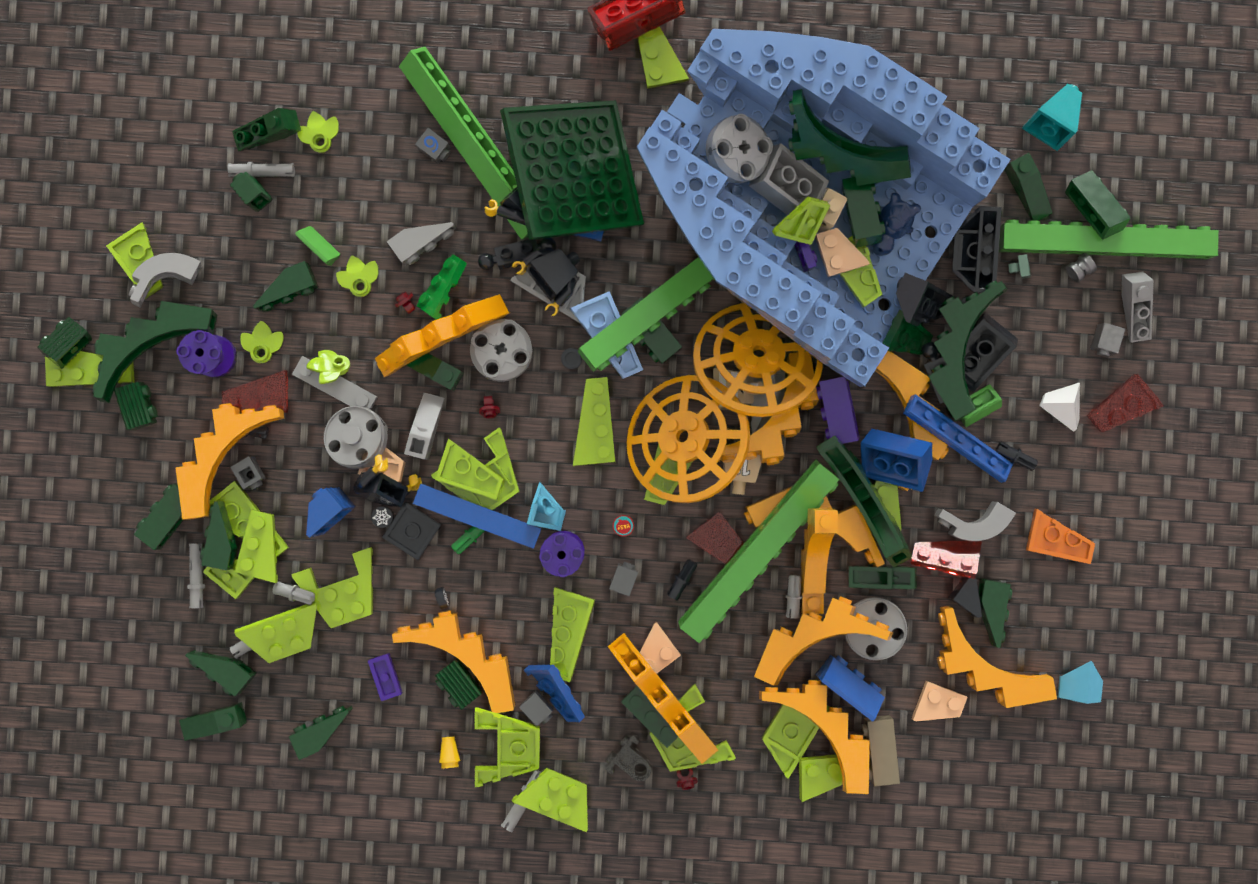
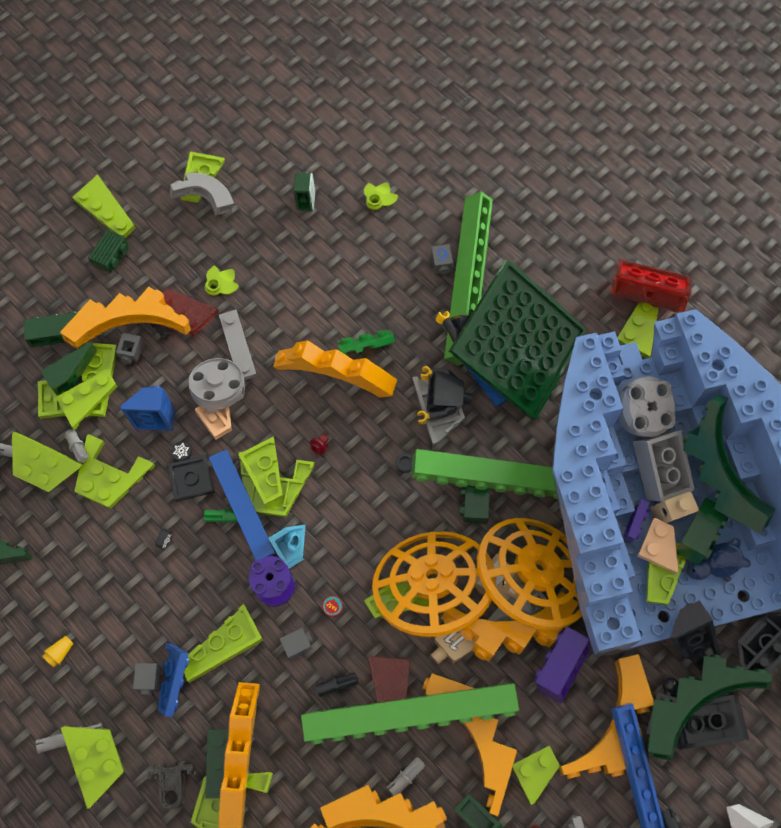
camera: 50 degrees right, 20 degrees down
(64, 342) = (108, 181): dark green brick -> none
(142, 334) = (157, 215): dark green arch -> none
(196, 576) = (31, 381): light grey pin -> none
(206, 354) = (179, 250): dark purple piece -> none
(262, 170) = (326, 190): light grey pin -> none
(267, 129) = (353, 169): dark green slope -> none
(290, 283) = (271, 262): dark green slope -> none
(318, 245) = (313, 256): bright green slope -> none
(329, 366) = (245, 329): lime plate -> none
(358, 273) = (320, 293): lime plate -> none
(381, 488) = (199, 430): black torso -> none
(385, 677) = (73, 556): dark purple plate -> none
(403, 299) = (332, 333): dark red plate -> none
(414, 241) = (375, 303): light grey slope -> none
(424, 427) = (265, 418): light grey slope -> none
(437, 370) = (310, 391): dark green slope -> none
(446, 635) = (142, 623): light orange arch -> none
(458, 684) = (114, 608): dark green brick -> none
(501, 350) = (363, 415): light grey piece -> none
(513, 252) = (426, 359): black plate -> none
(516, 746) = (105, 691): lime wing -> none
(595, 425) = (376, 523): lime wing -> none
(596, 316) = (445, 442): light blue wing -> none
(659, 649) = (272, 720): light nougat wing -> none
(803, 221) = (652, 496): lime wing -> none
(814, 558) = (449, 757): light orange arch -> none
(867, 499) = (528, 749): dark green arch -> none
(896, 459) = (576, 741): blue slope -> none
(905, 336) = (661, 655): dark green wing -> none
(986, 401) = (682, 767): bright green slope -> none

